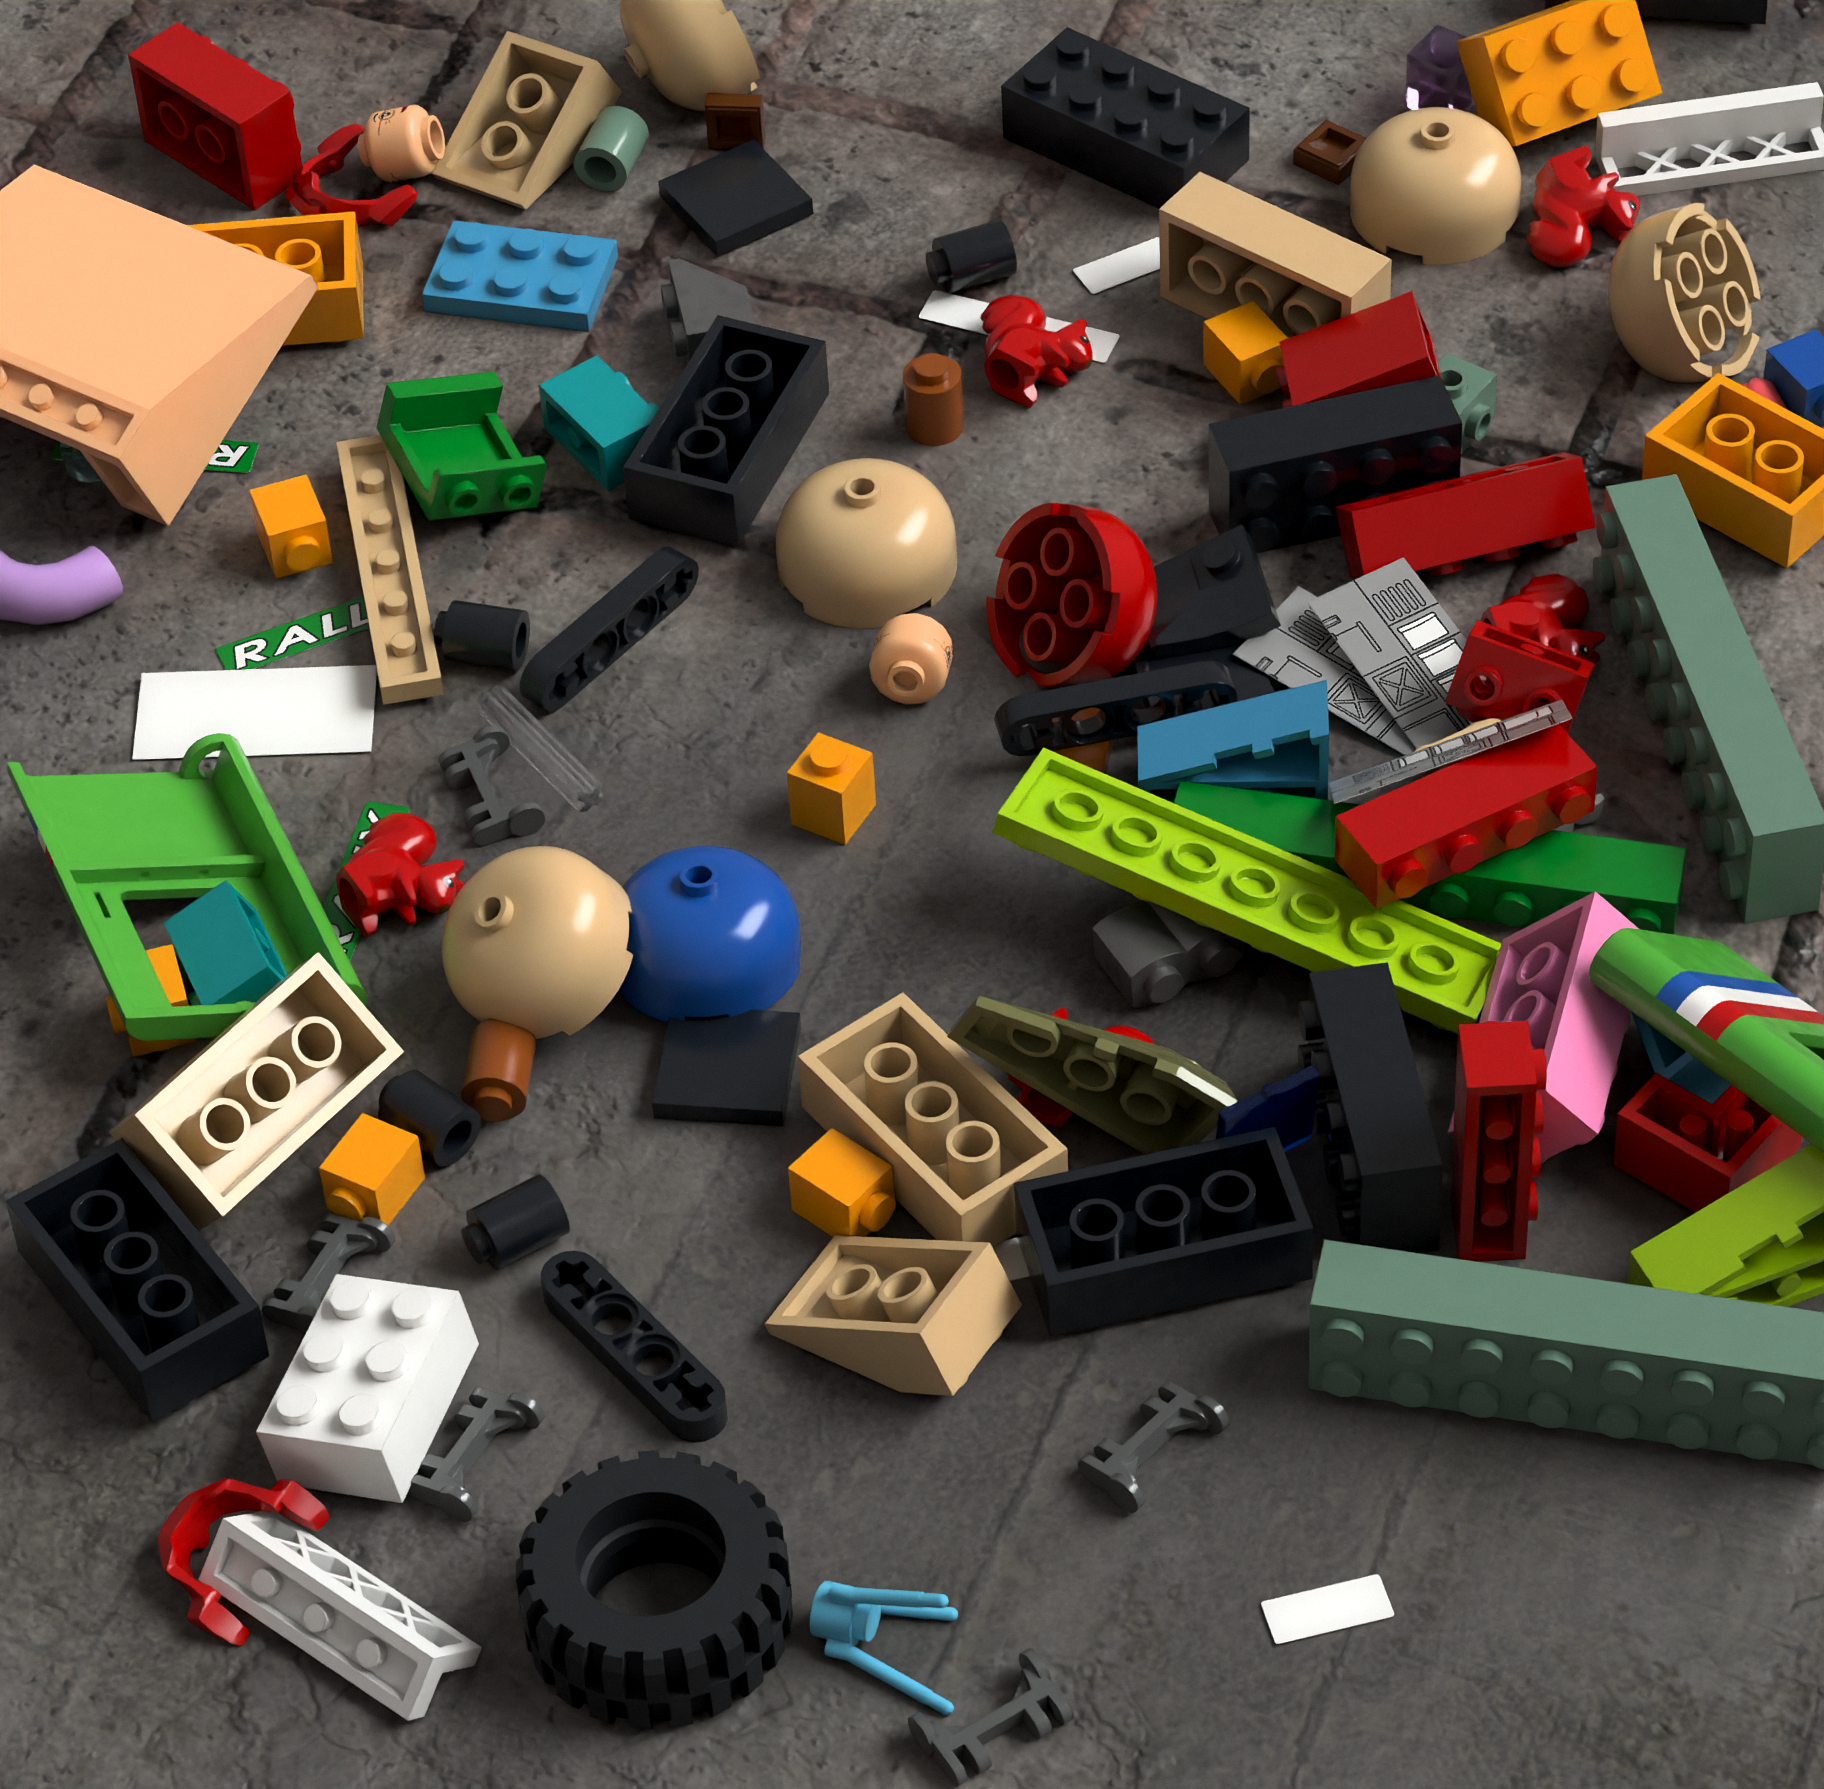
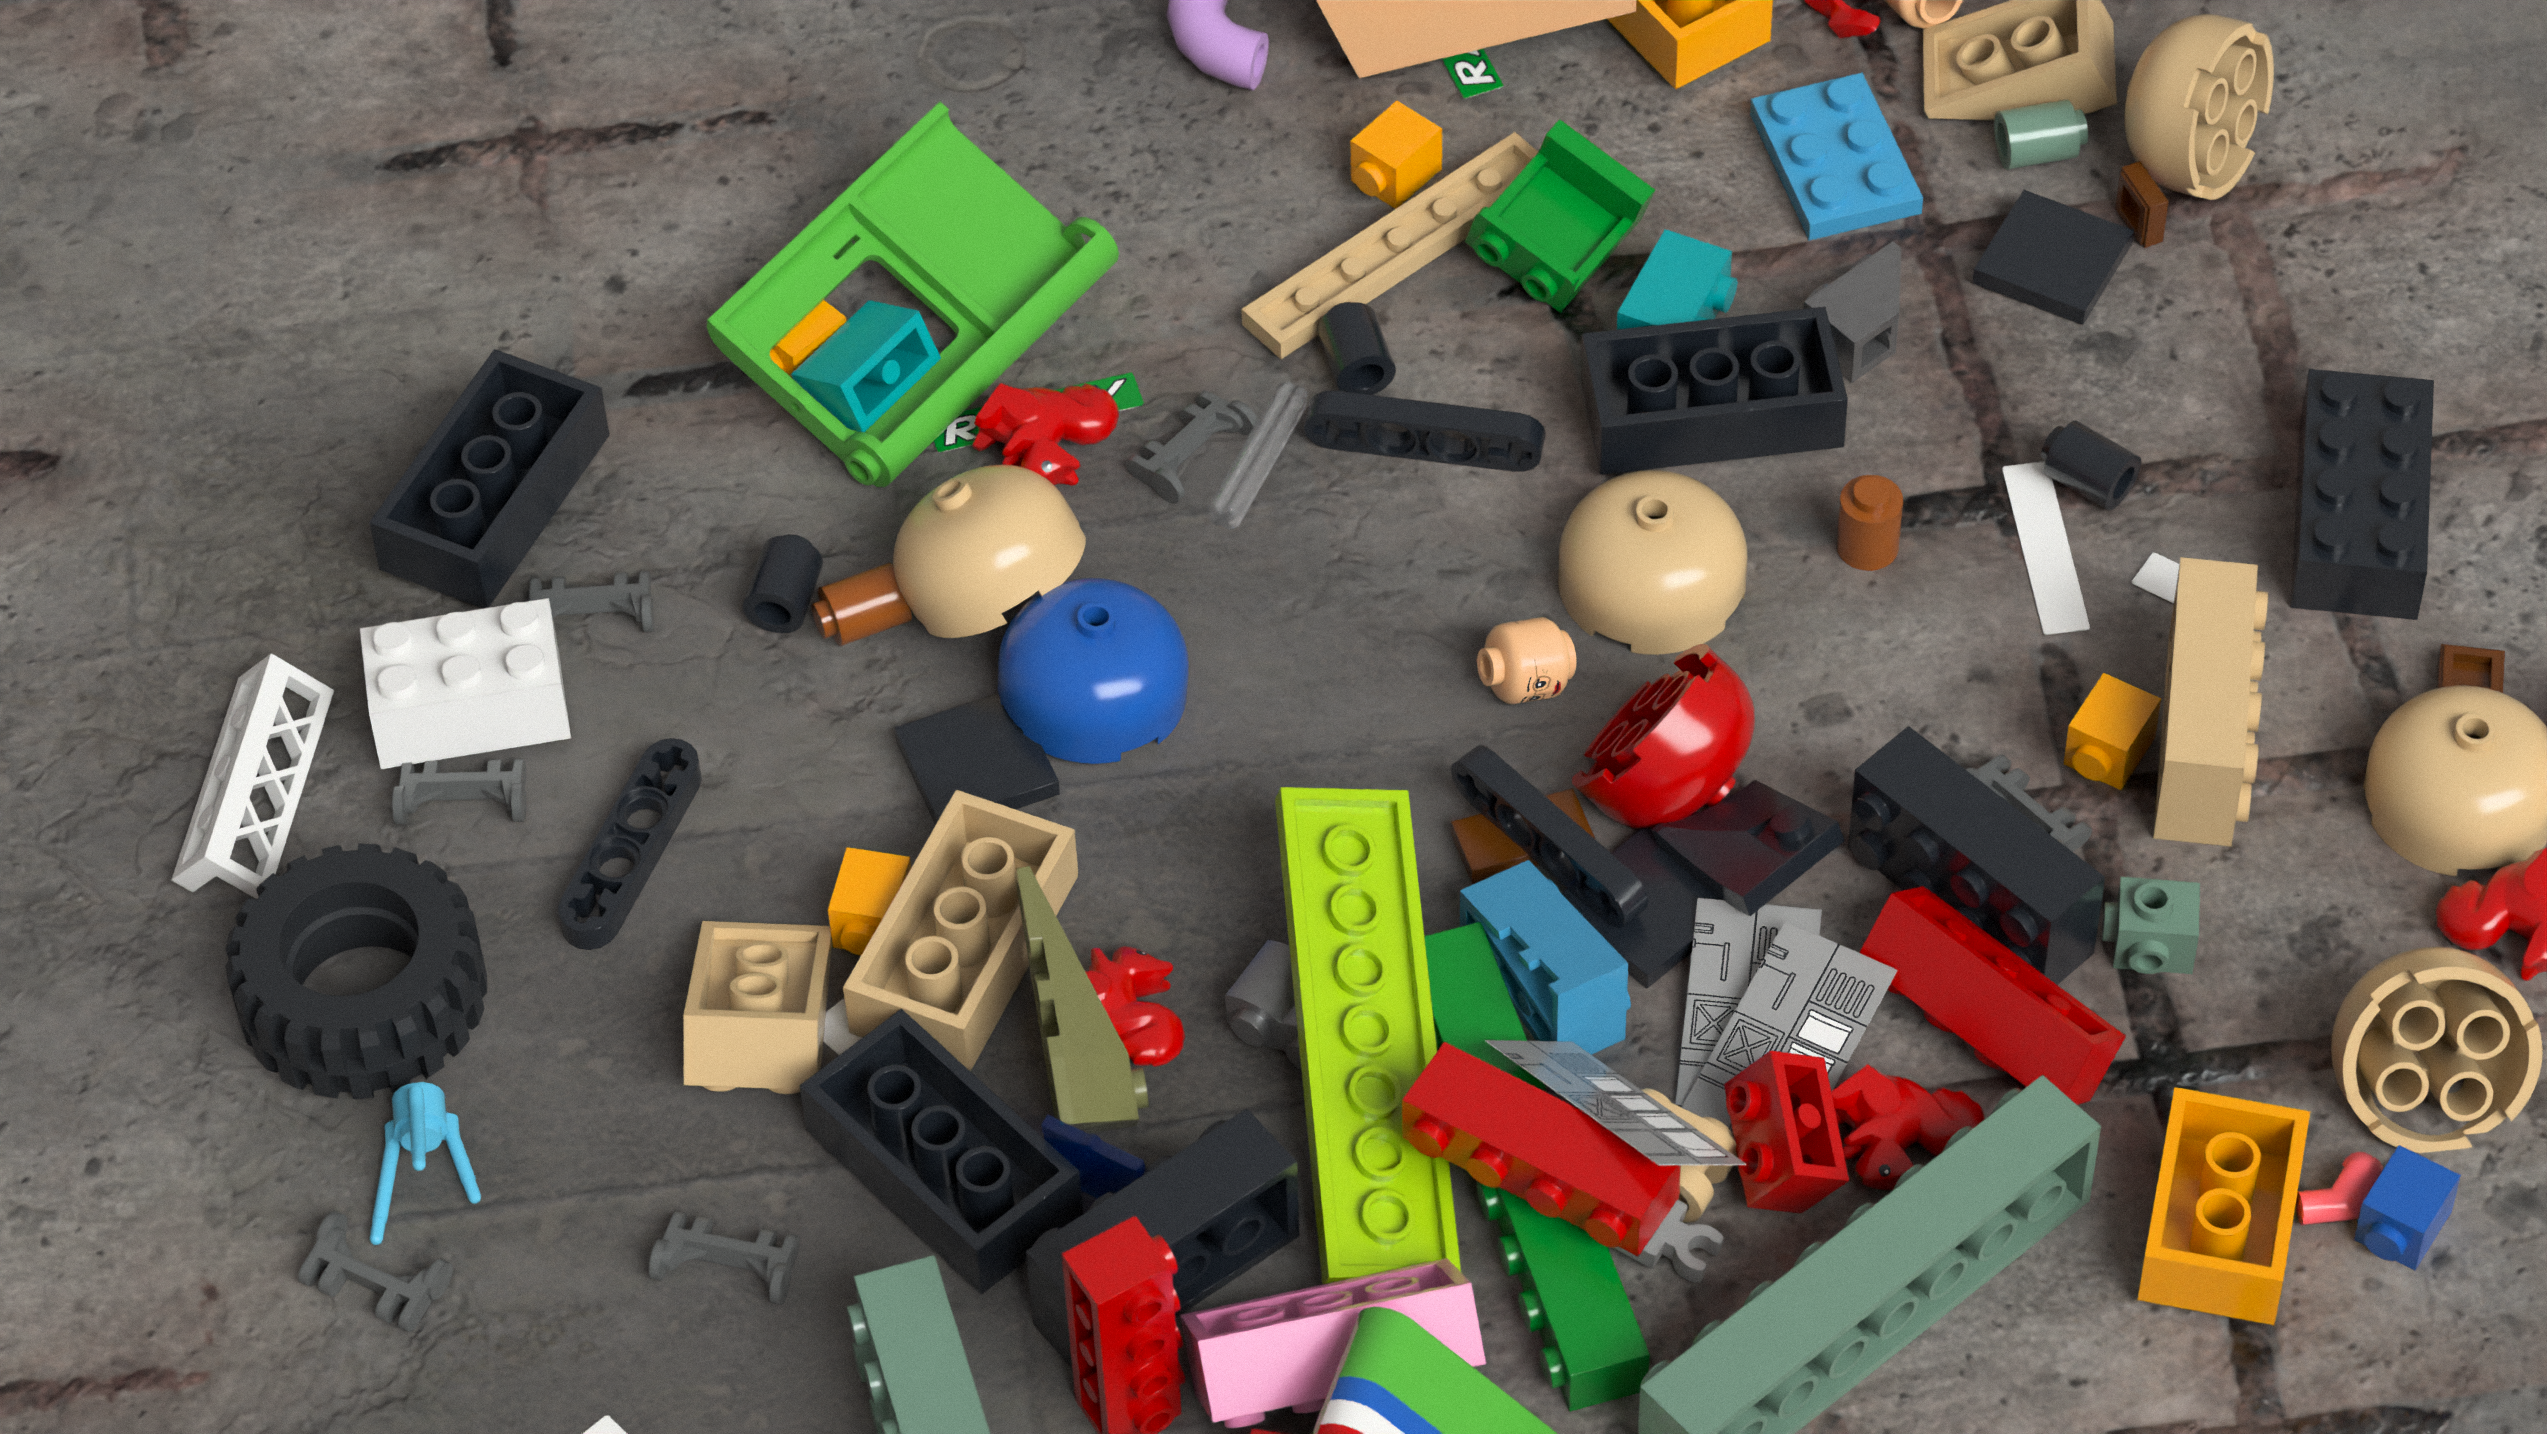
camera: 60 degrees right, 5 degrees up
(188, 1530) = (249, 649): red helmet -> none
(258, 1091) = (714, 451): brick -> none
(262, 708) = (1181, 245): white sticker -> none
(295, 636) = (1282, 224): sticker -> none
(372, 1171) = (699, 576): light orange brick -> none
(515, 1223) = (704, 697): black brick -> none
(831, 788) = (1326, 677): light orange brick -> none
(1023, 351) = (1993, 559): red animal -> none
(1358, 353) = (2118, 818): red brick -> none

